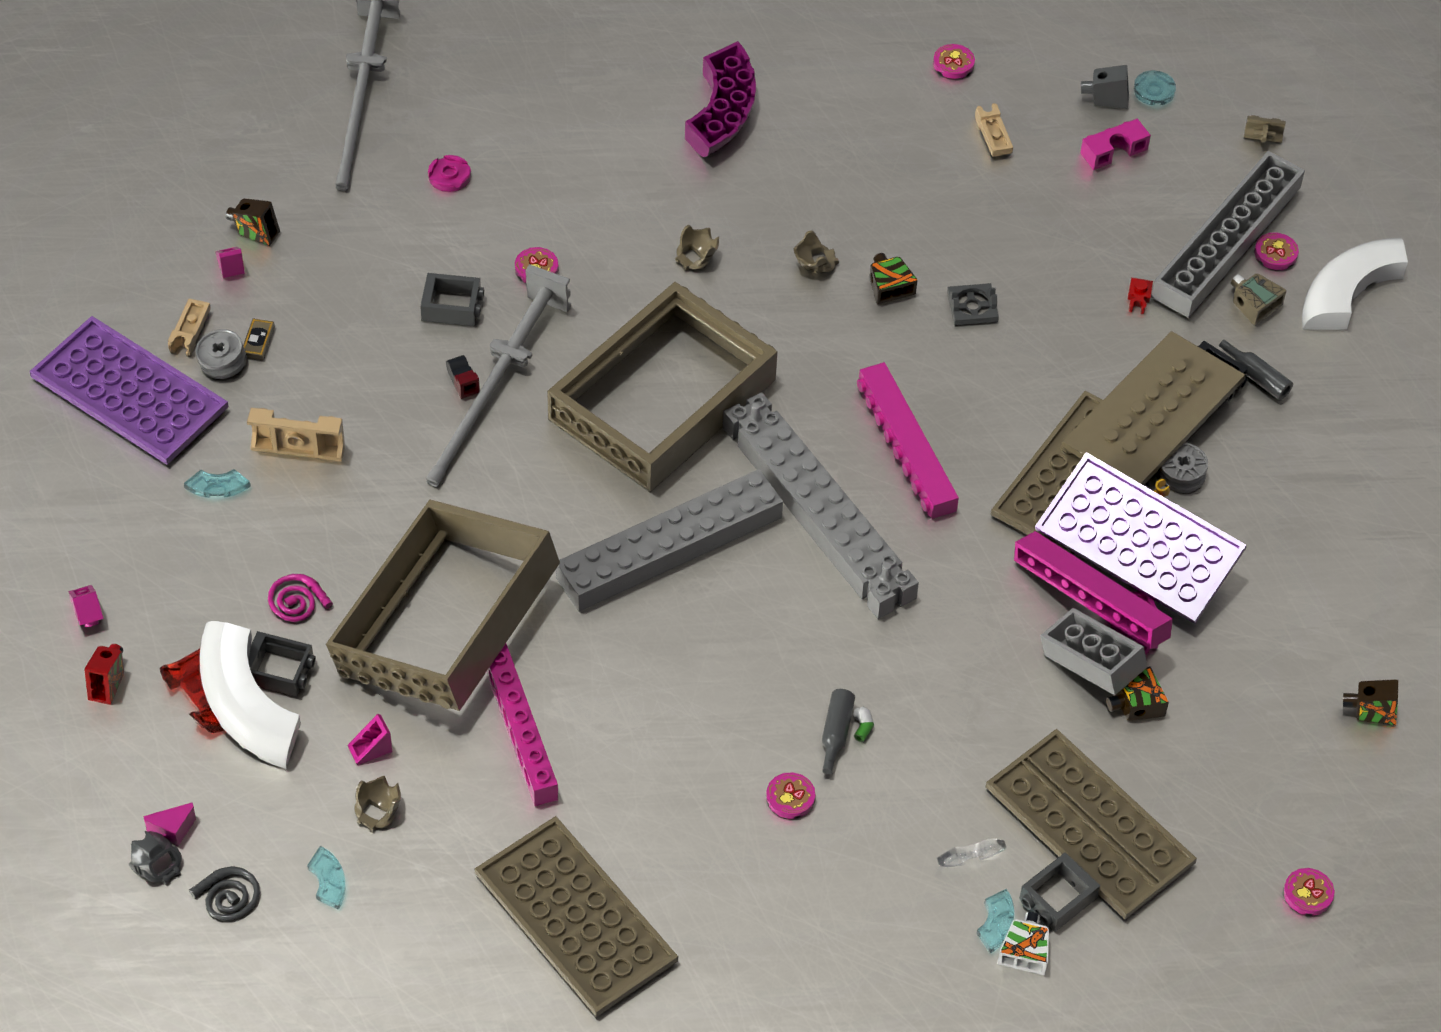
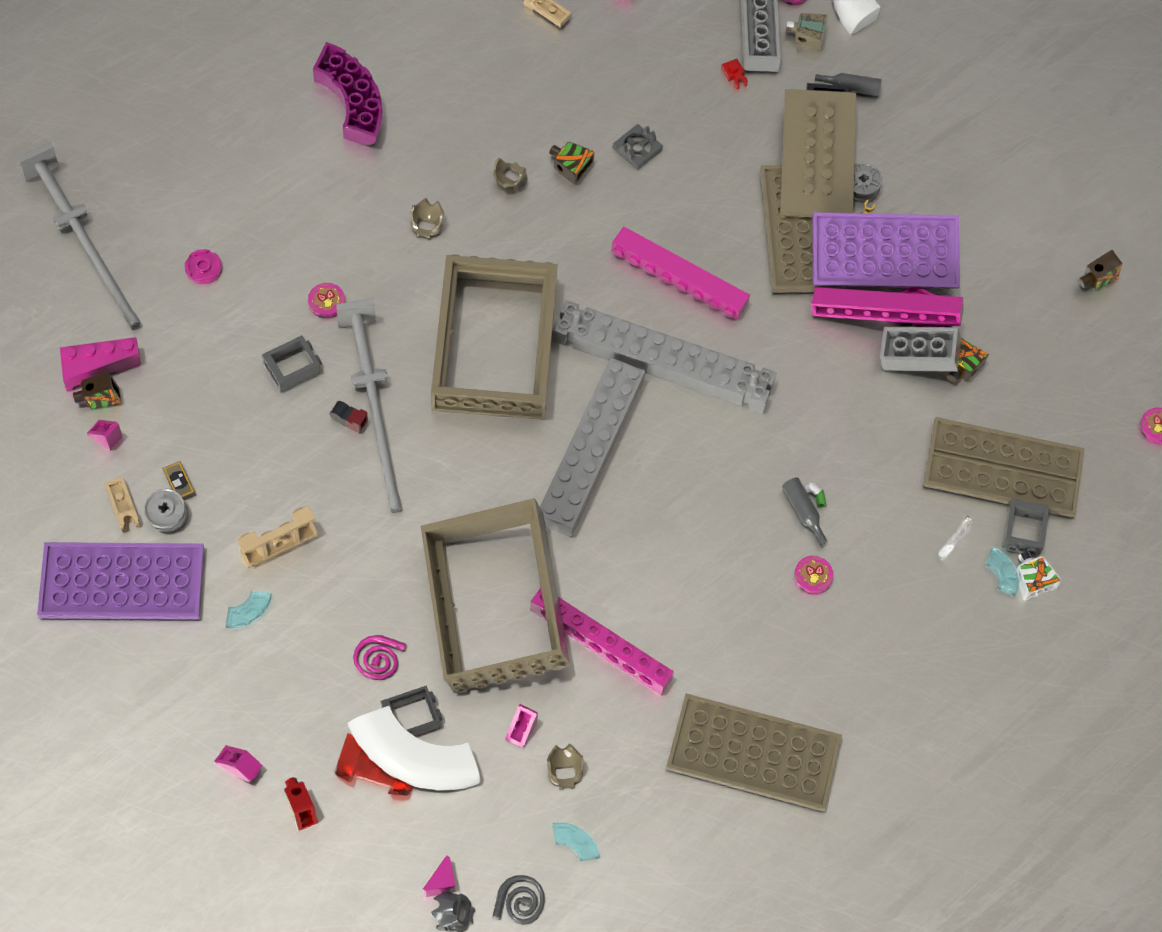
camera: 40 degrees left, 10 degrees up
(286, 193) = (92, 359): none -> dark pink wedge

